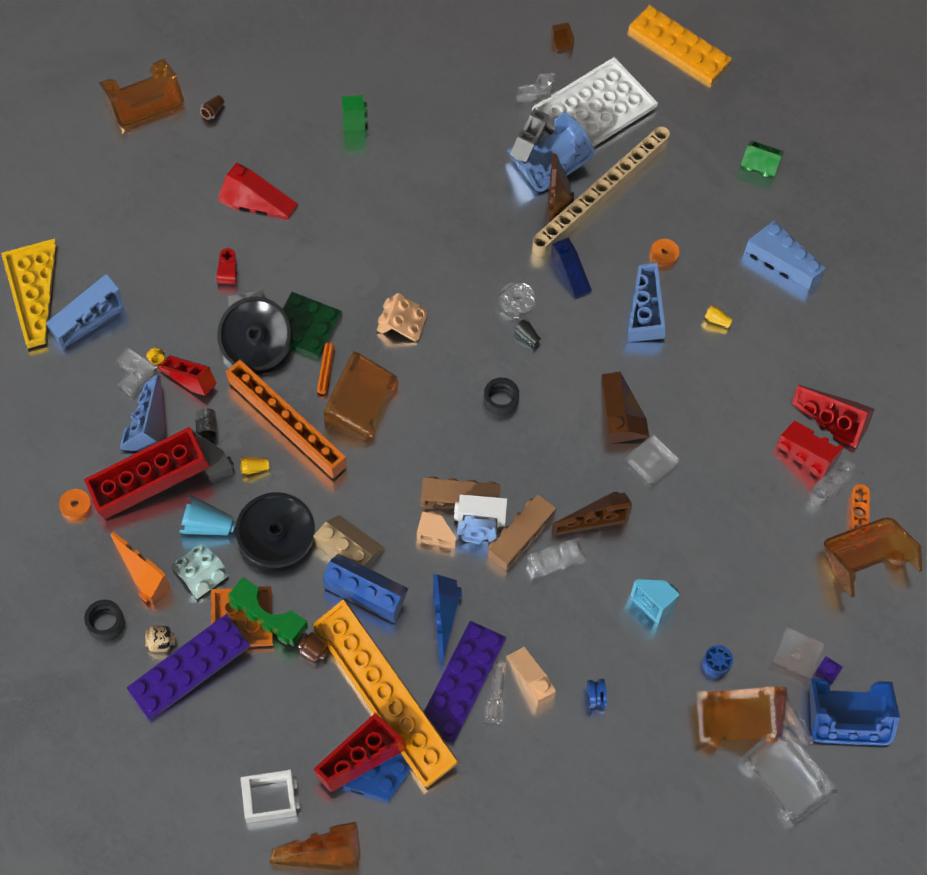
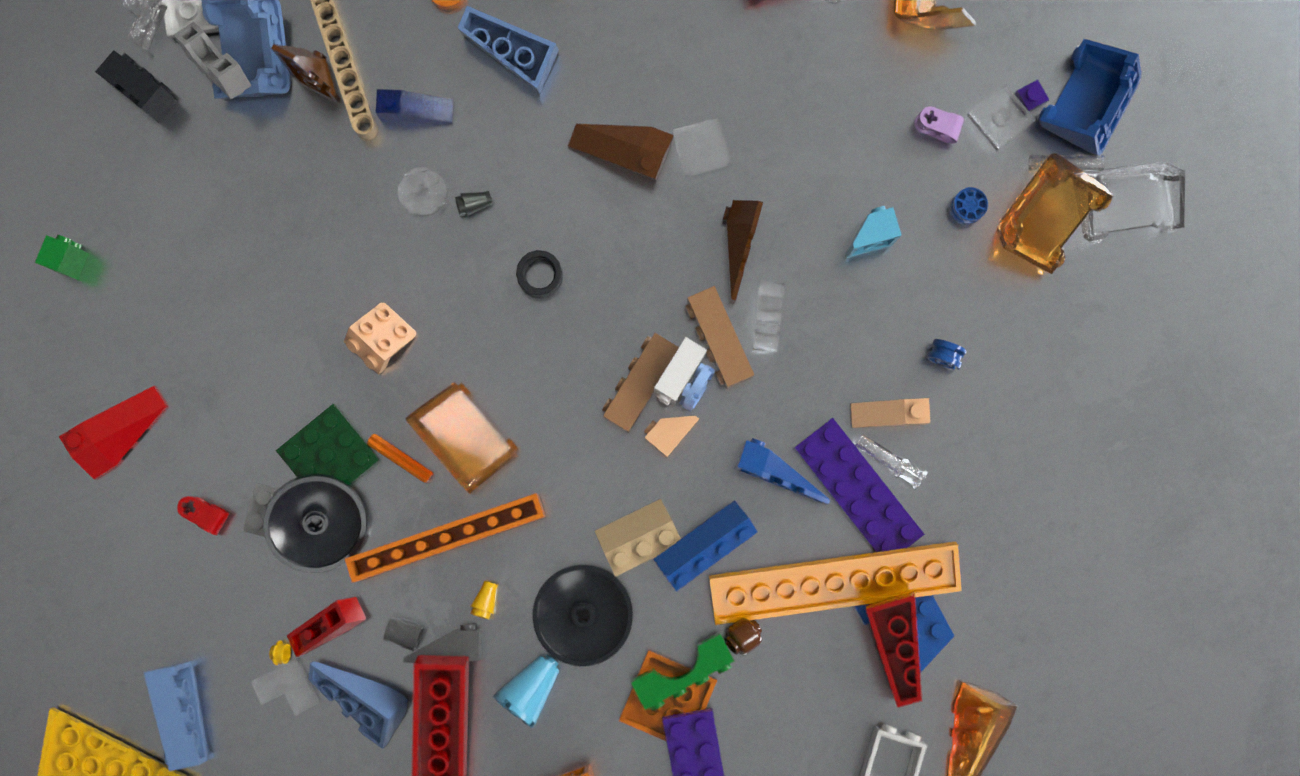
camera: 65 degrees left, 20 degrees up
(200, 570) = (586, 723): light aqua bracket -> none
(489, 105) = (137, 85): none -> black wedge
(766, 614) = (942, 124): none -> lavender piece

